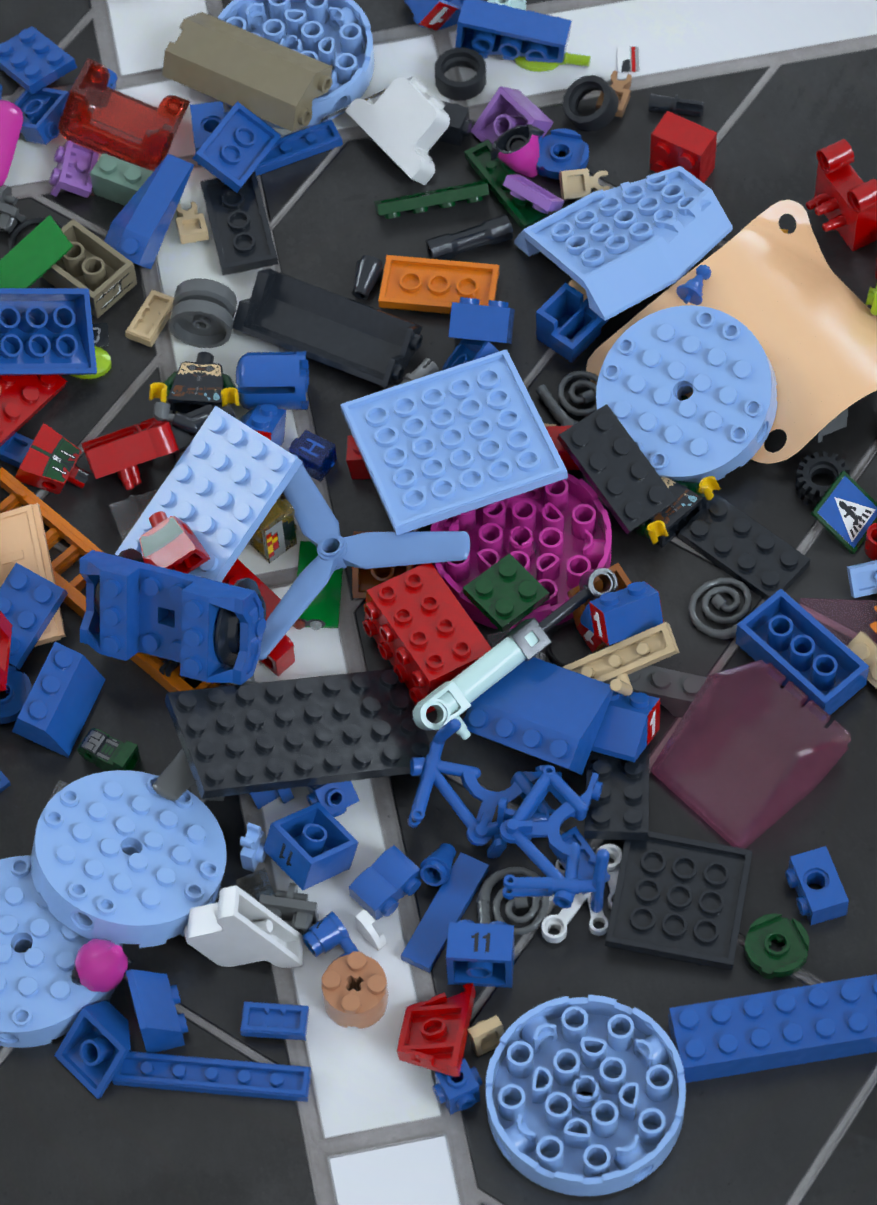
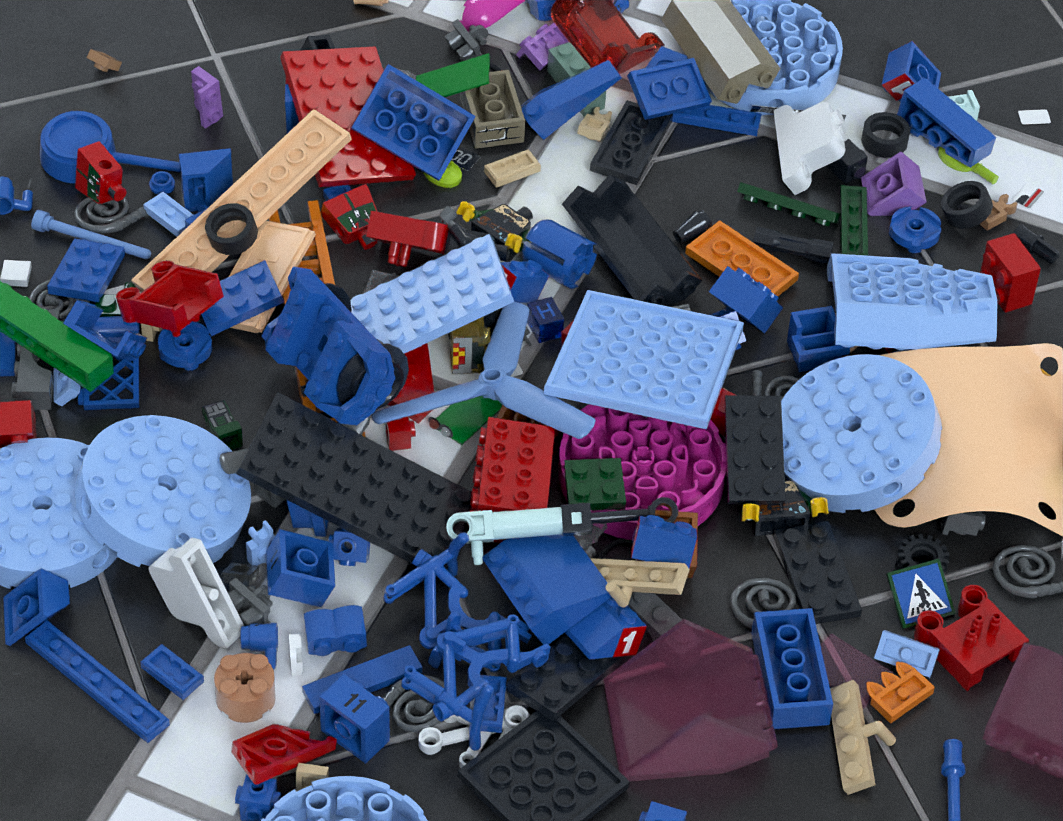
camera: 30 degrees right, 10 degrees down
(59, 700) = (217, 368): blue slope -> none
(100, 965) = (76, 549): dark pink hat -> none
(156, 1010) = (92, 607): blue slope -> none
(172, 544) = (379, 309): torso -> none
(203, 313) = (546, 180): dark grey wheel -> none
(438, 865) = (381, 642): blue cone -> none
(519, 149) = (879, 204): hat -> none
(526, 189) = (863, 233): medium lavender plate -> none
(578, 183) = (911, 249): tan plate -> none
(692, 289) = (922, 359): blue piece -> none

